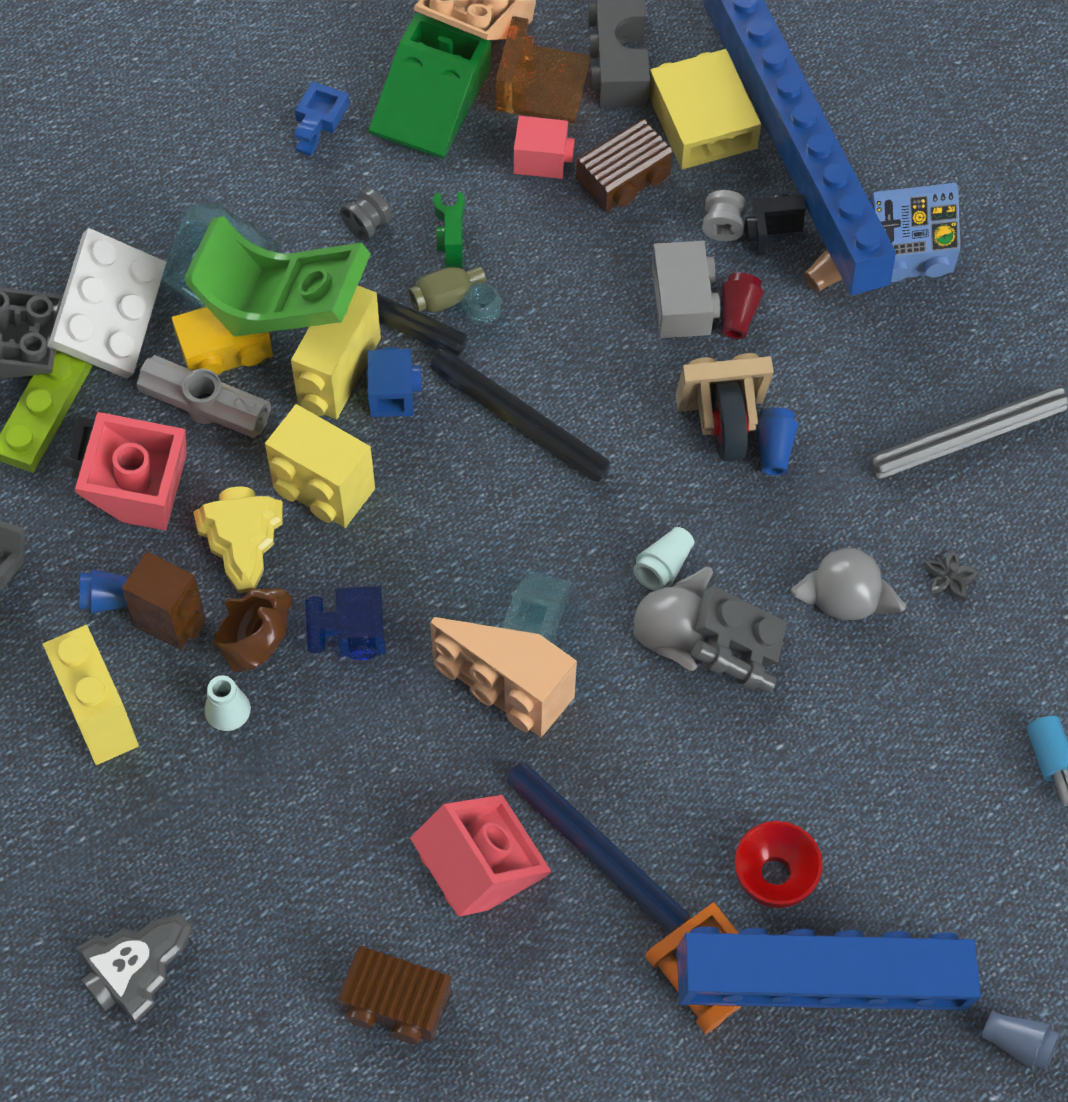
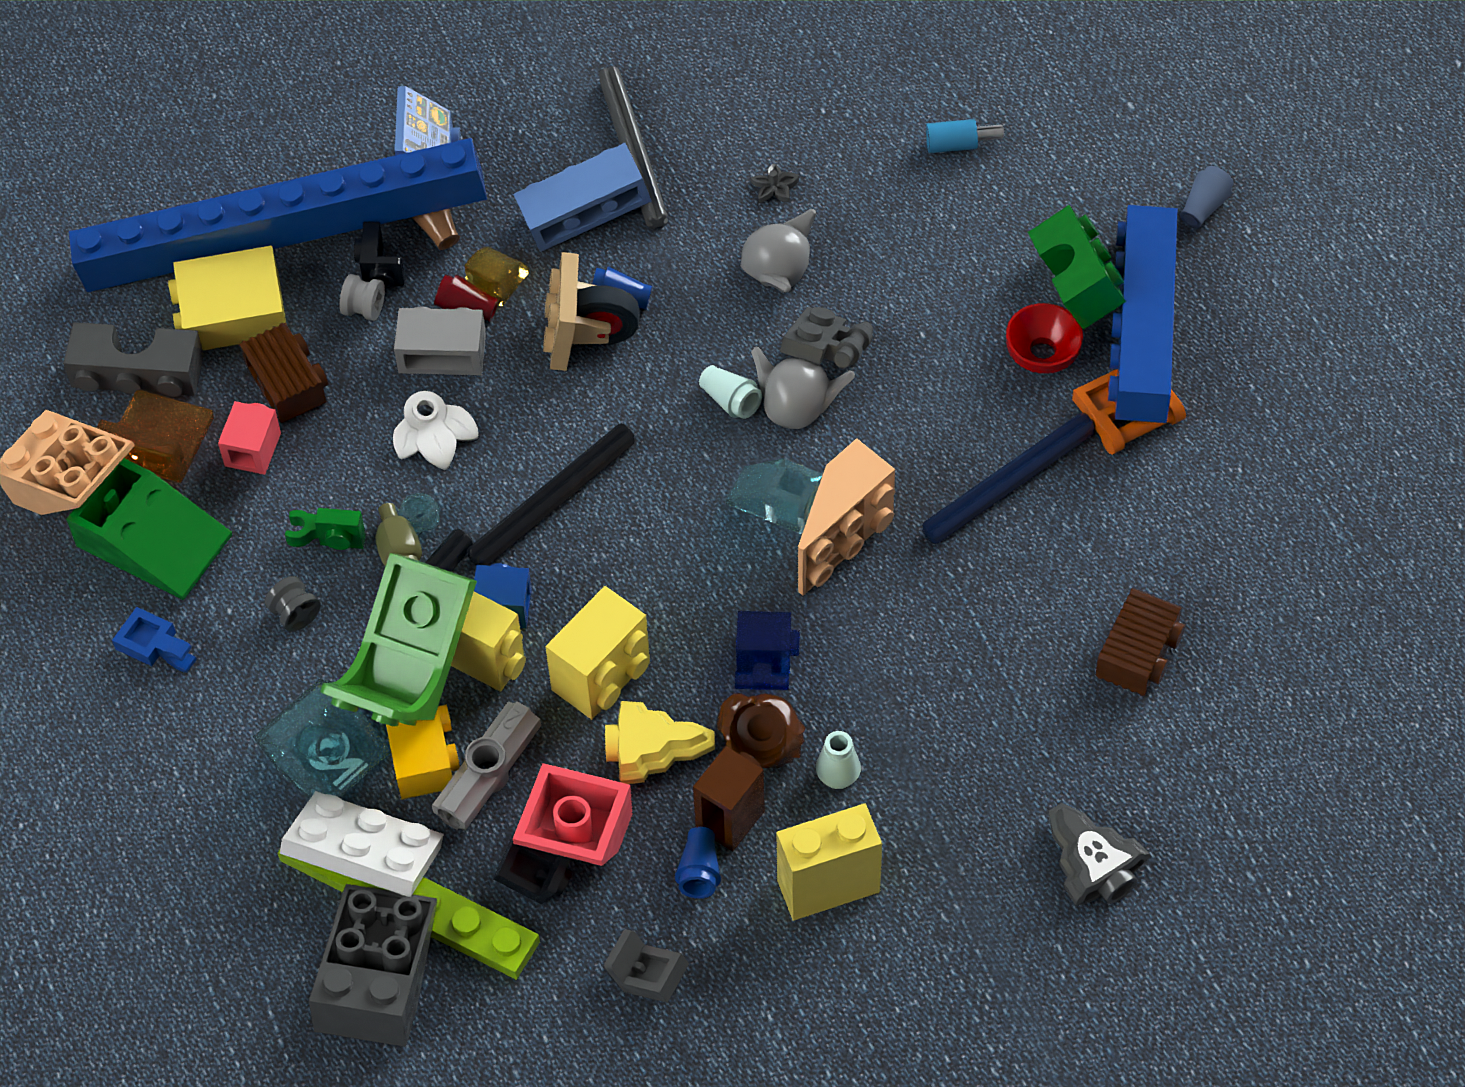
camera: 80 degrees left, 5 degrees down
(478, 853) = (1013, 565): coral slope -> none
(578, 305) = (433, 434): none -> white plate
(778, 326) = (495, 273): none -> clear yellow brick
(838, 898) = (1079, 265): none -> green arch
(880, 386) = (582, 197): none -> medium blue brick

